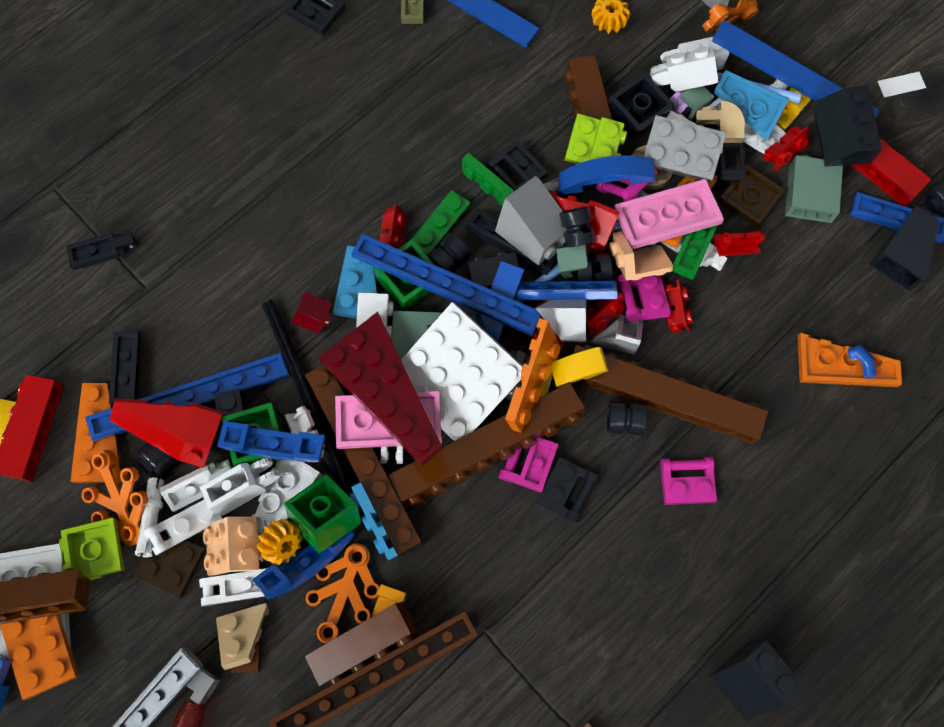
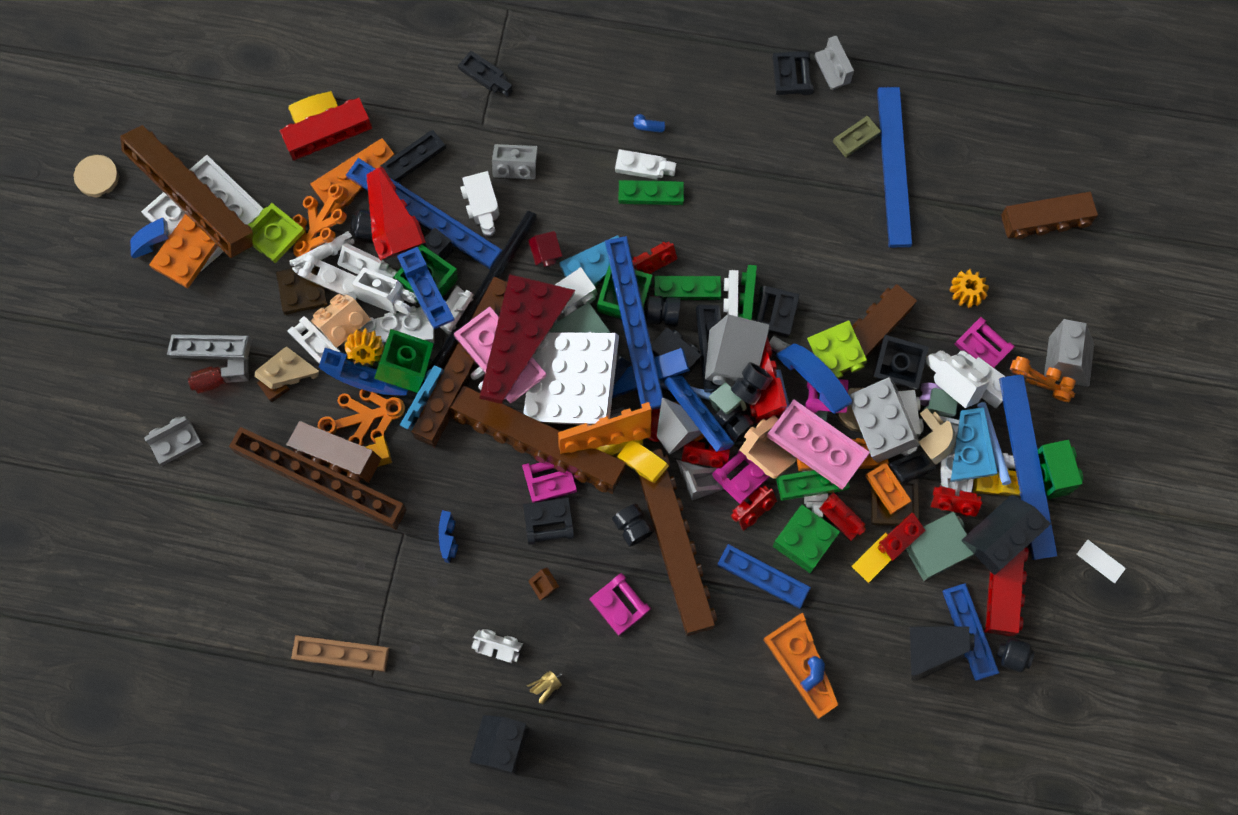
camera: 55 degrees right, 0 degrees up
(205, 282) = (514, 161): none -> light grey bracket
(219, 337) = (482, 201): none -> white hinge
(265, 151) = (648, 125): none -> blue arm
(298, 180) = (643, 165): none -> white hinge
(328, 192) = (651, 192): none -> green plate
(480, 194) = (731, 285): none -> white plate
(527, 597) = (446, 542): none -> blue slope
(626, 534) = (543, 583): none -> reddish brown plate
(659, 43) = (977, 346): none -> dark pink plate
(663, 609) = (488, 641): none -> white hinge
(723, 592) = (547, 681): none -> pearl gold piece
(738, 285) = (805, 538): none -> green brick
(742, 189) = (888, 488): none -> orange plate
(743, 343) = (763, 576): none -> blue tile
(790, 200) = (901, 537): none -> red hinge
(790, 241) = (872, 561): none -> yellow slope
(818, 51) = (1059, 469): none -> green brick

